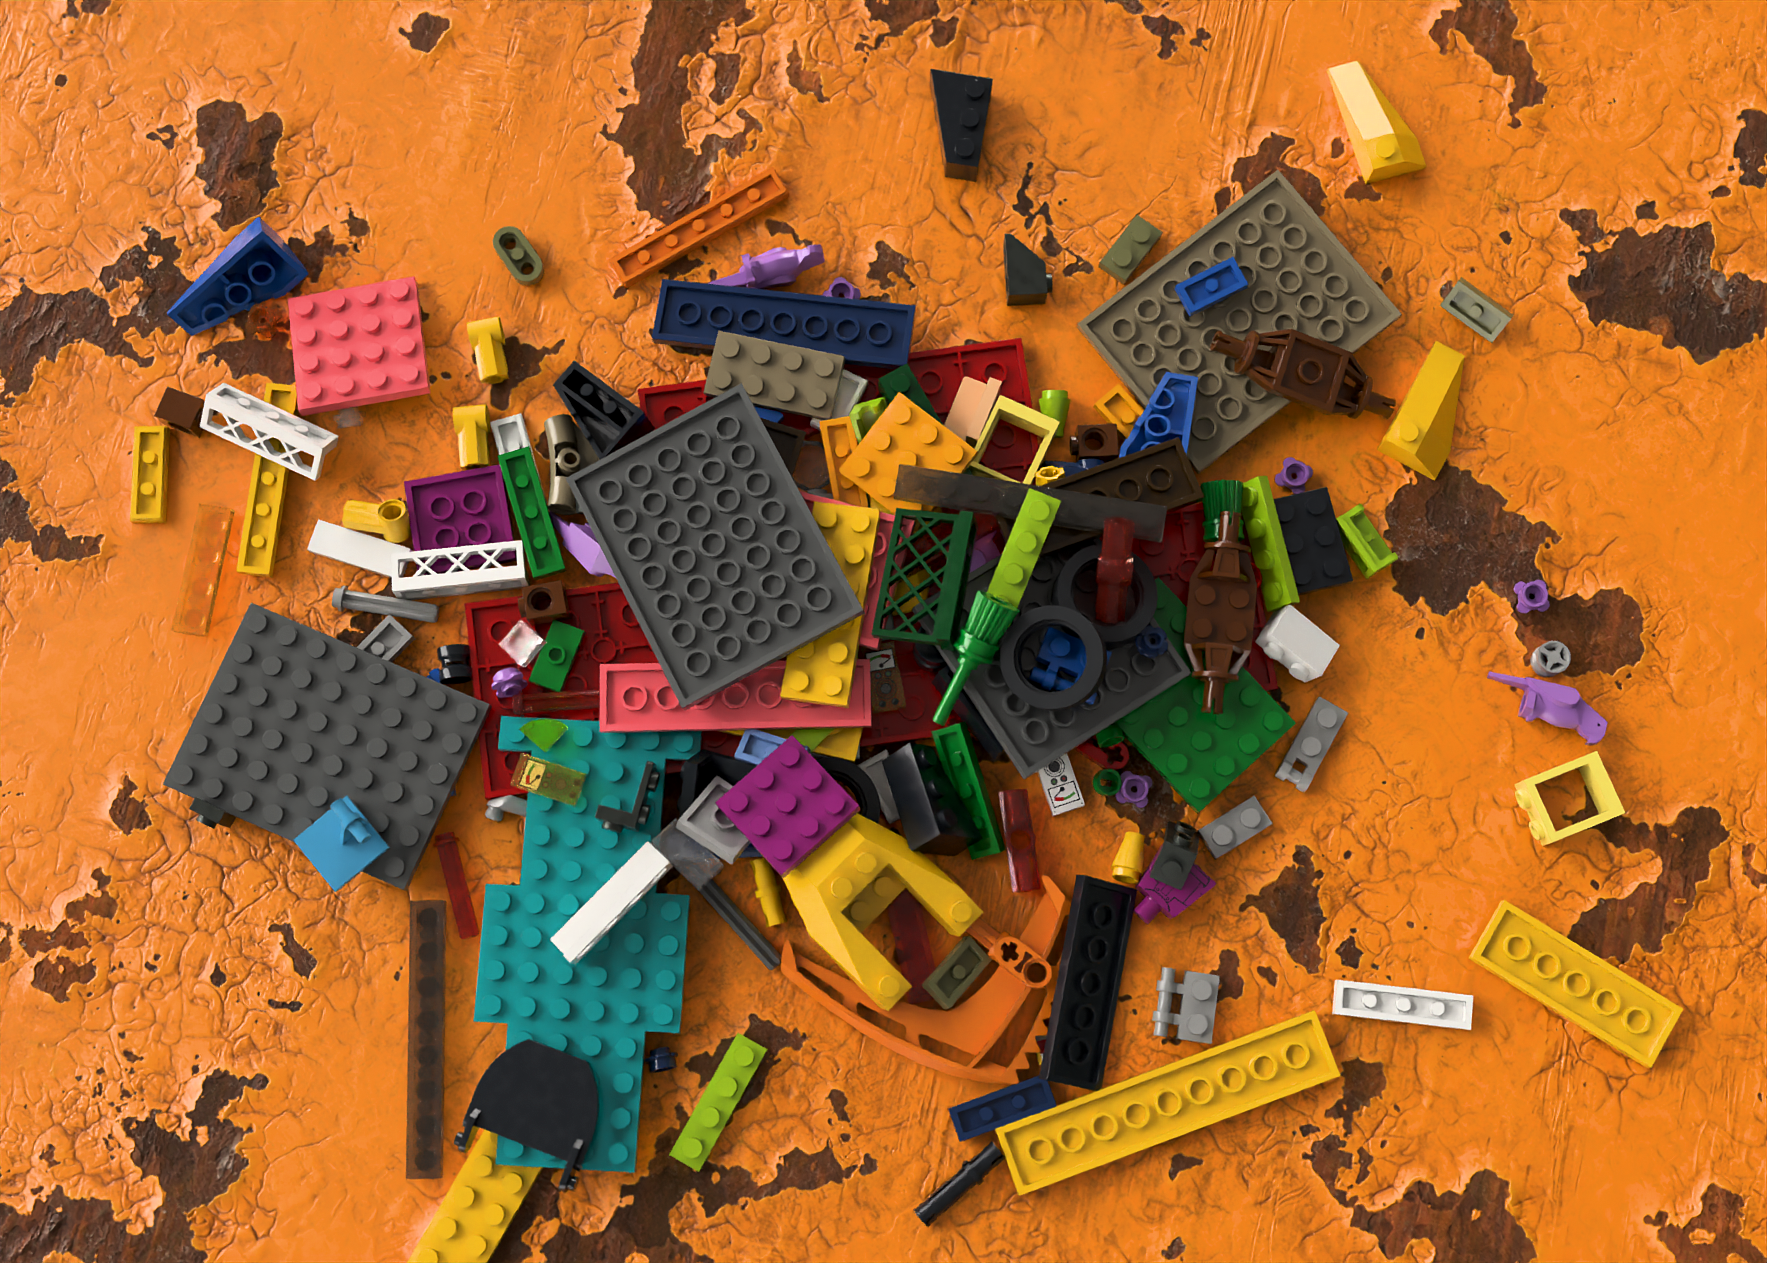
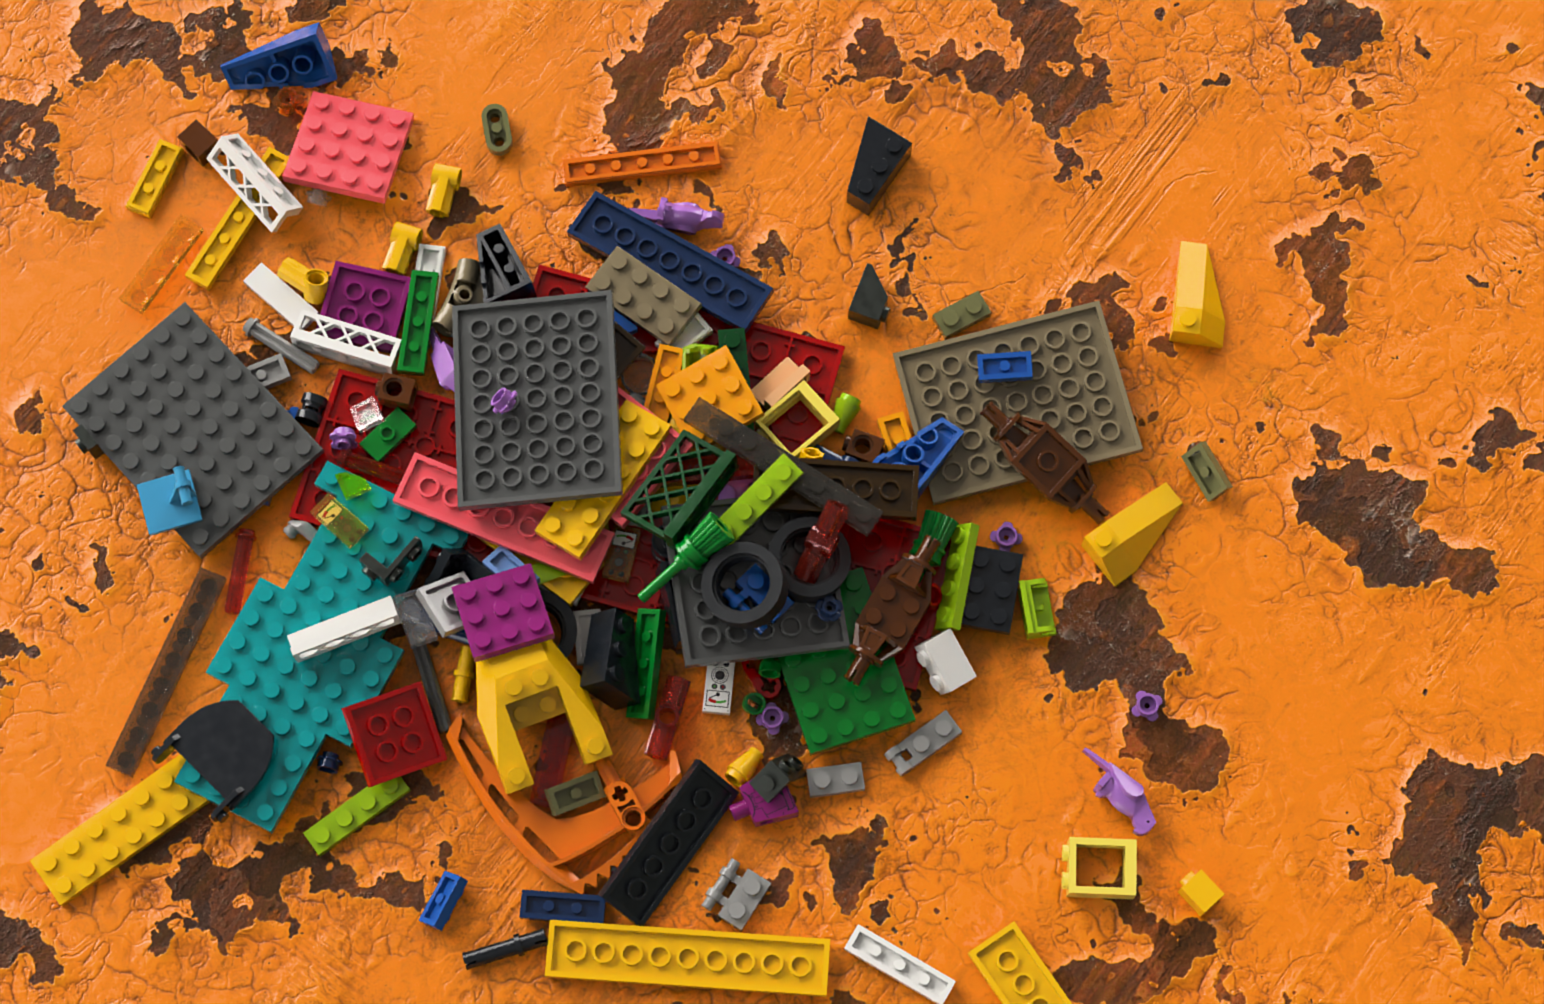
camera: 25 degrees right, 5 degrees down
(679, 563) = (503, 401): none -> medium lavender plate
(723, 997) = (394, 734): none -> red plate
(864, 1161) = (443, 900): none -> blue plate
(1555, 653) = (1142, 755): light grey wheel -> none
(1687, 777) = (1200, 891): none -> yellow brick

